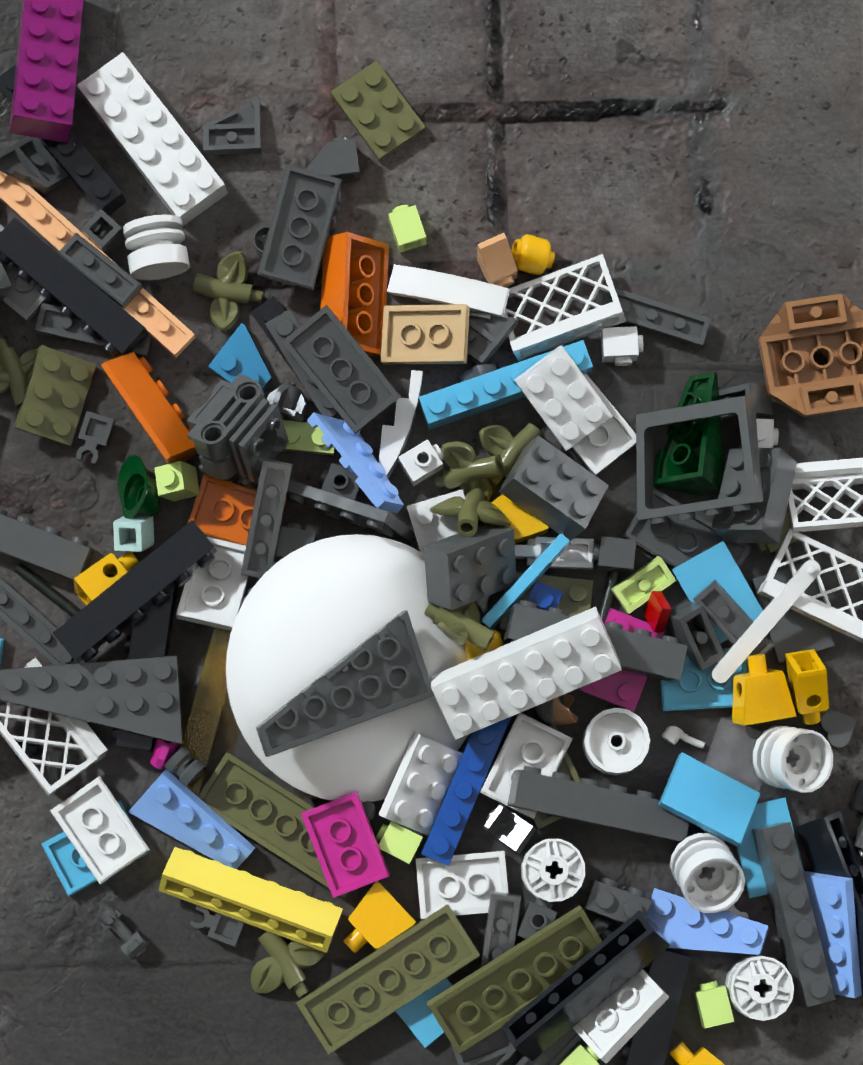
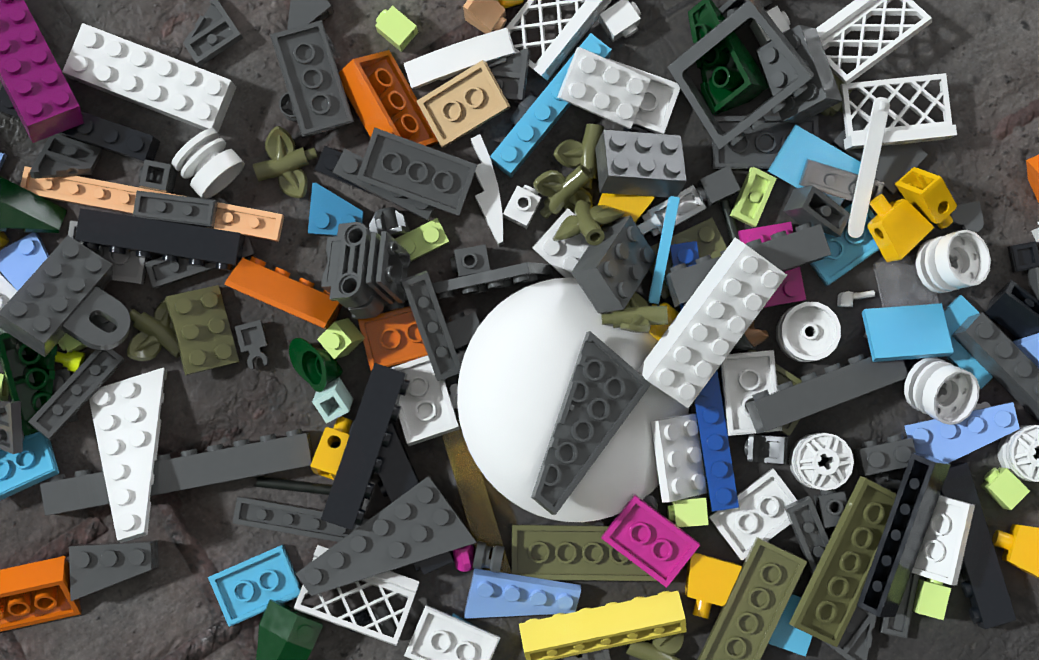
camera: 30 degrees left, 5 degrees up
(359, 460) = (475, 236): light blue wing -> none
(657, 611) = (777, 211): red tile -> none

